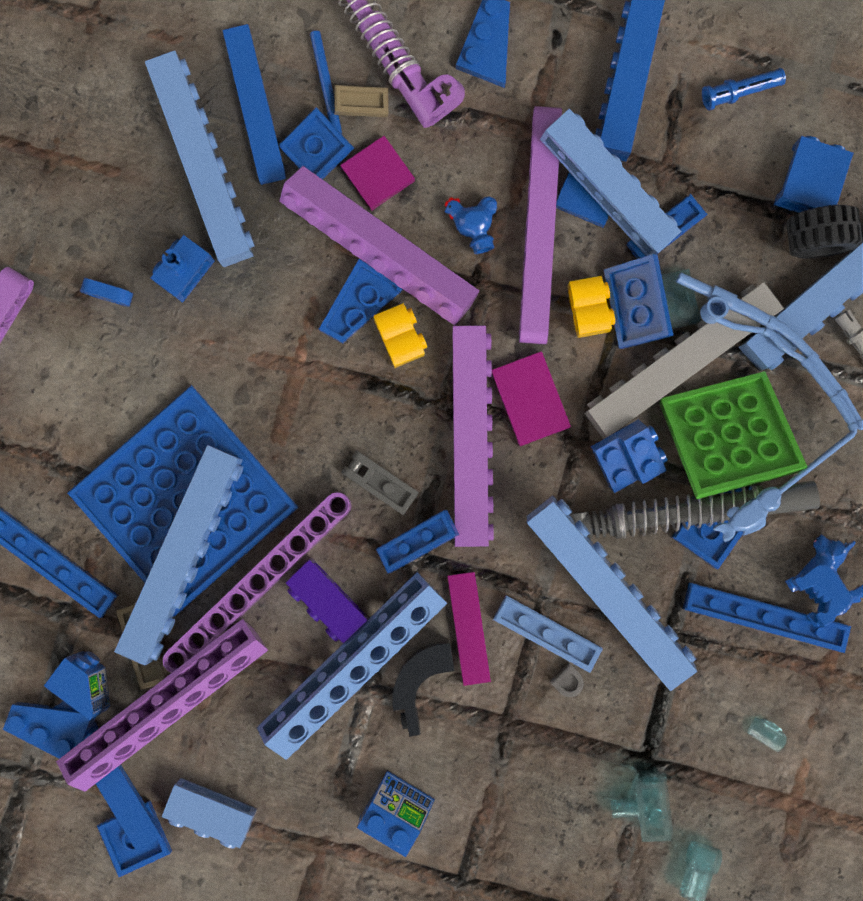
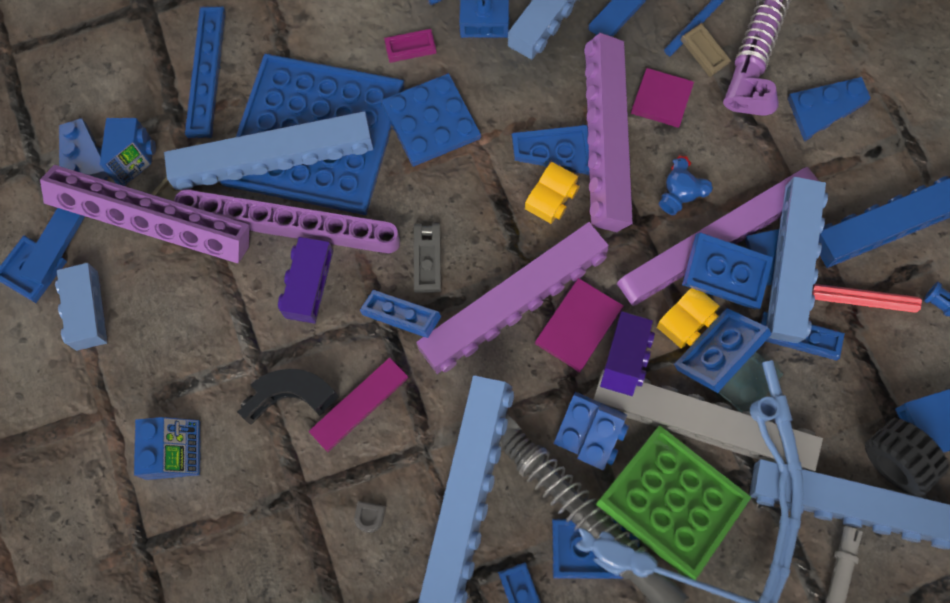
camera: 60 degrees right, 15 degrees down
(158, 354) = (410, 45): none -> magenta tile
(250, 389) = (430, 119): none -> blue plate
(316, 145) = (648, 43): blue tile -> none
(350, 666) = (174, 321): medium blue brick -> none
(547, 633) = (398, 472): medium blue tile -> none
(579, 246) = (727, 271): none -> blue plate
(590, 381) = (628, 354): none -> dark purple brick
(676, 150) = (867, 298): none -> coral axle

